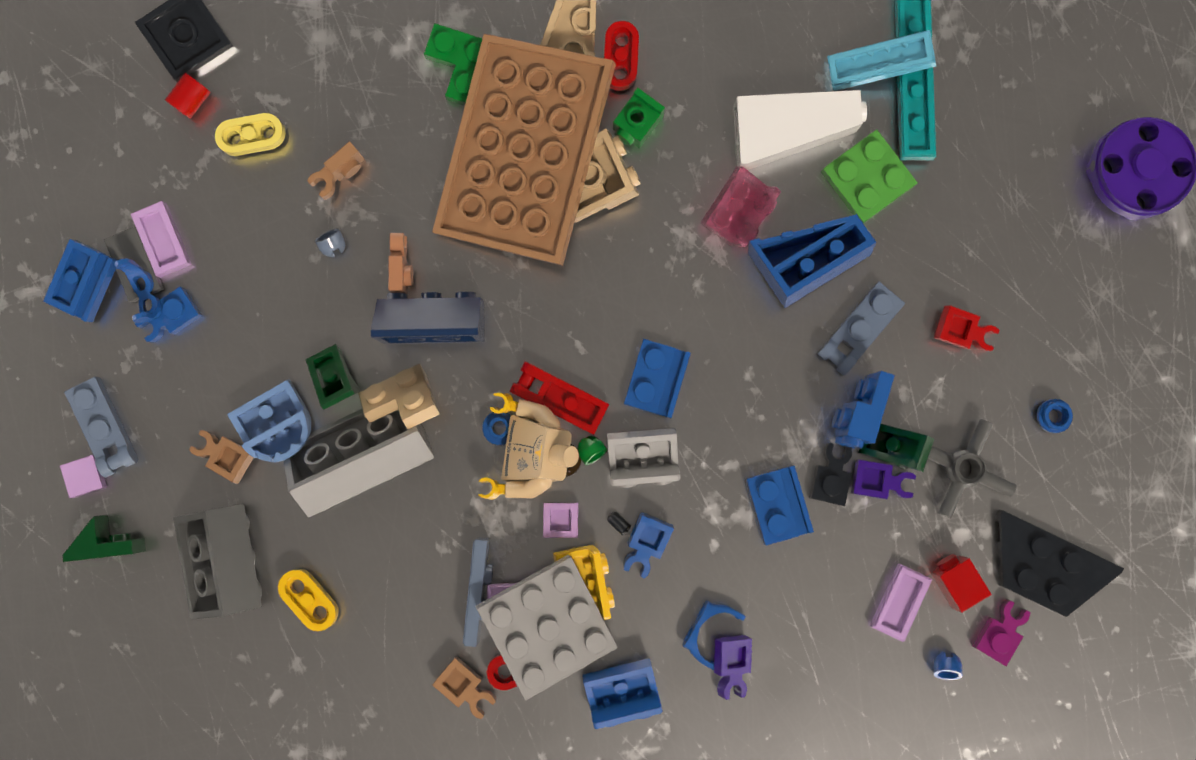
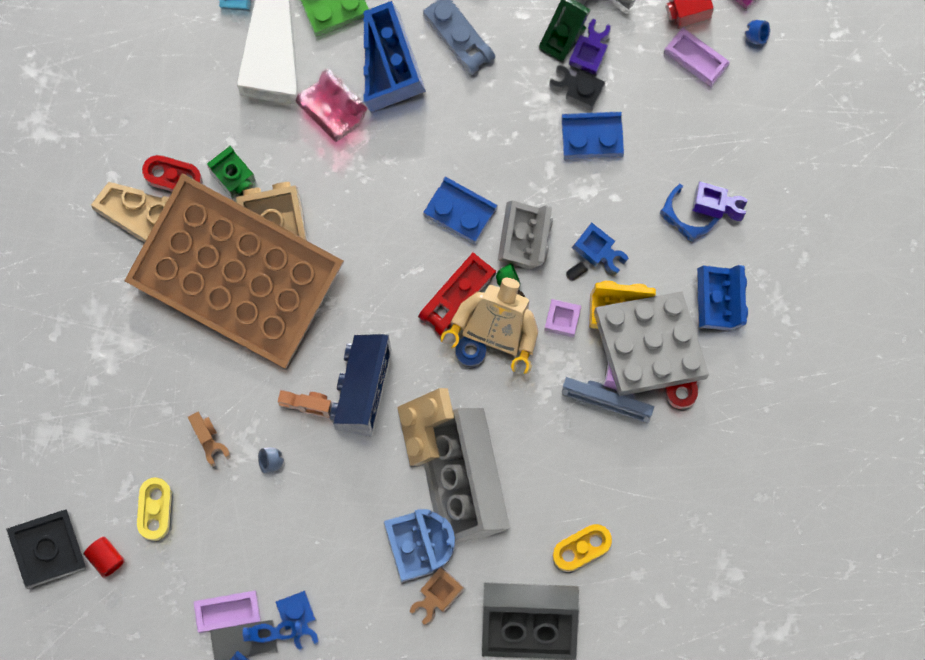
camera: 75 degrees left, 10 degrees down
(331, 377) = (391, 481): dark green slope -> none
(457, 51) = (132, 308): green plate -> none
(460, 683) = (685, 432): medium nougat plate -> none
(860, 420) = (536, 46): blue plate -> none

